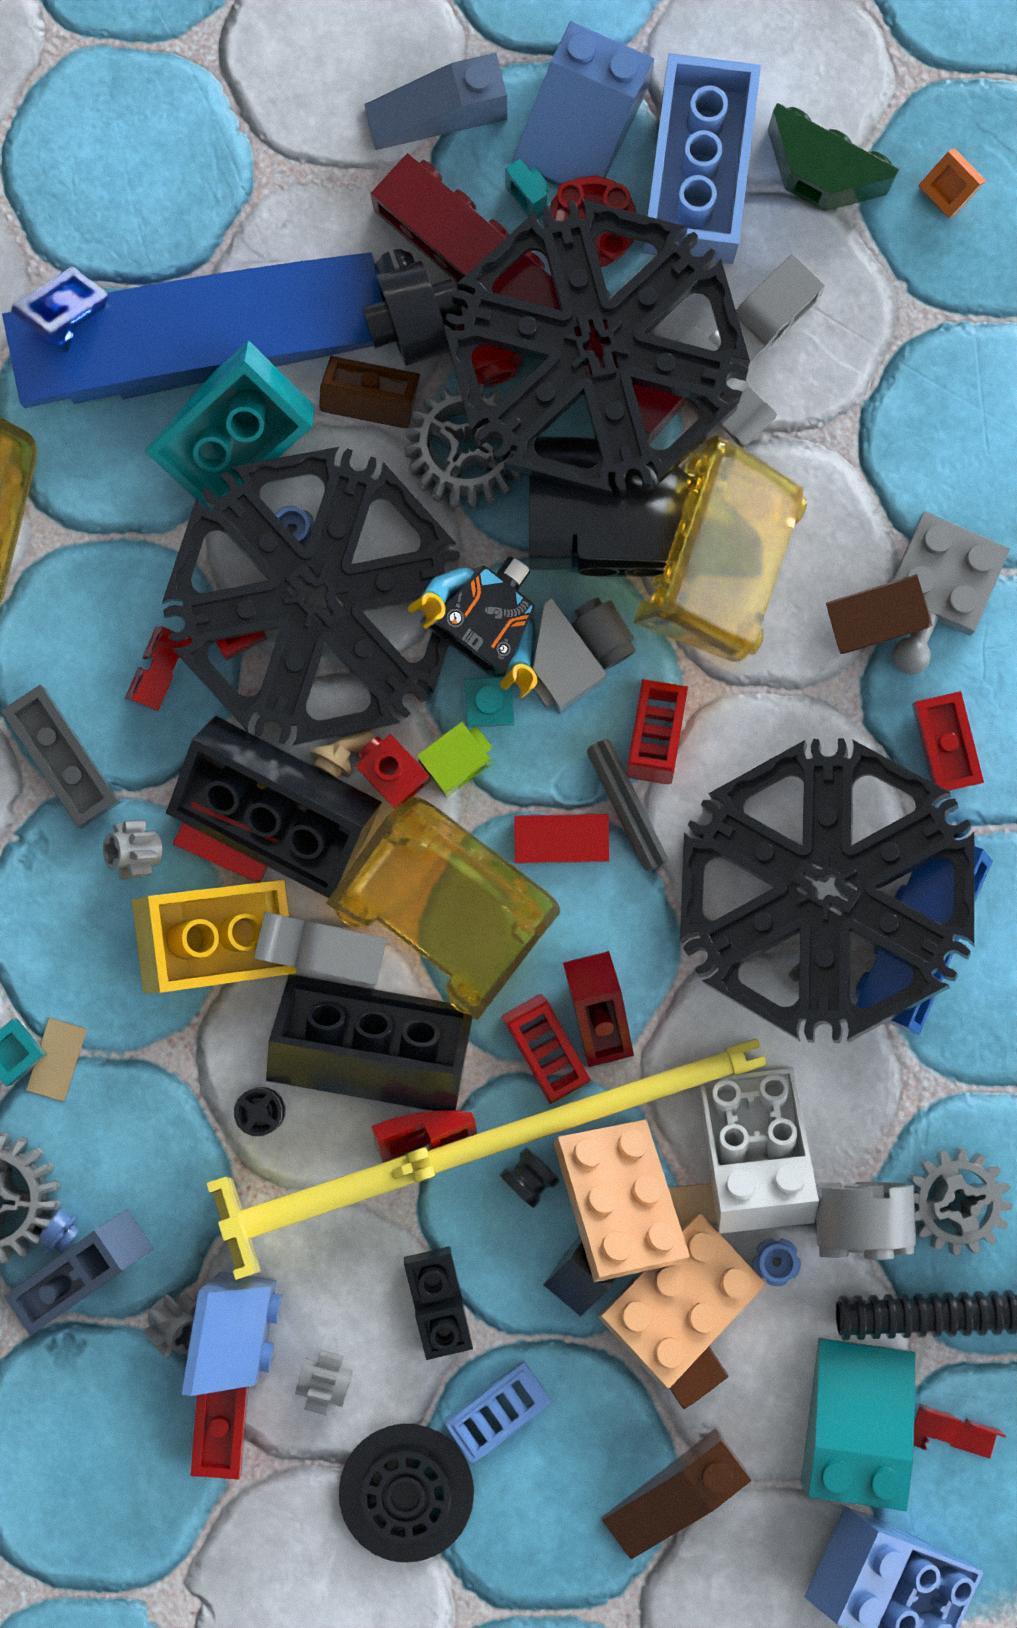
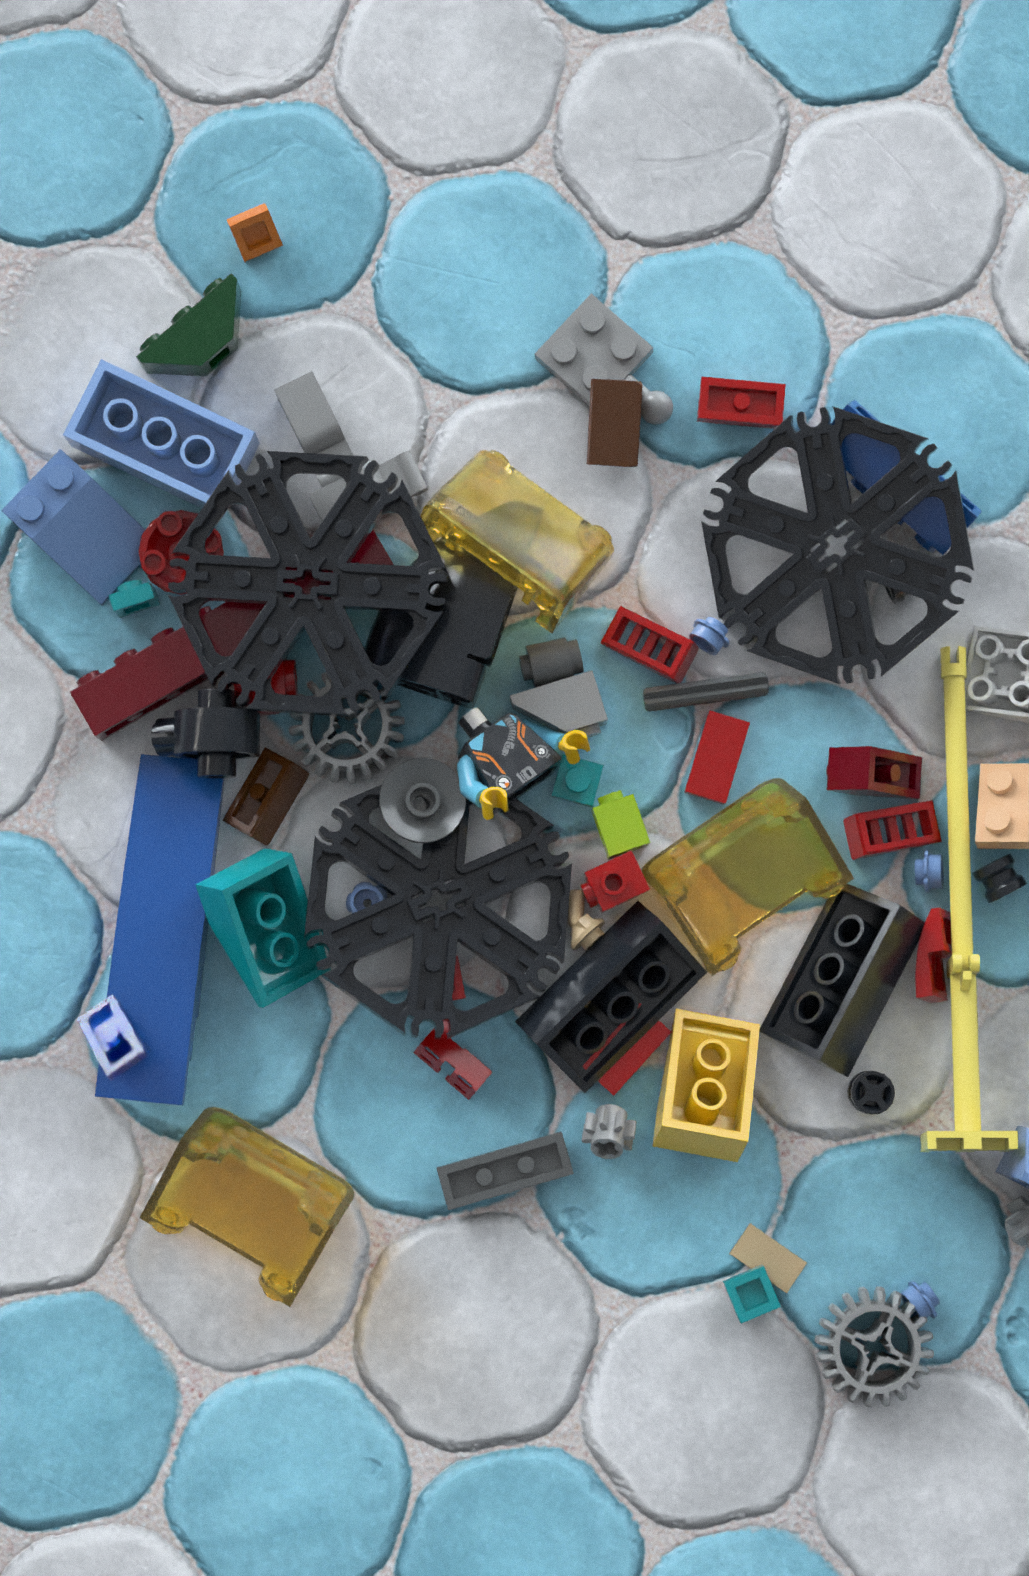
camera: 75 degrees left, 0 degrees up
(78, 1272) = (961, 1292): sand blue slope -> none
(320, 948) = (748, 993): light grey piece -> none
(413, 518) = (428, 780): none -> dark grey dish
(440, 103) = (28, 651): sand blue slope -> none
(513, 1101) = (930, 871): none -> medium blue plate
(687, 789) = (709, 635): none -> medium blue plate

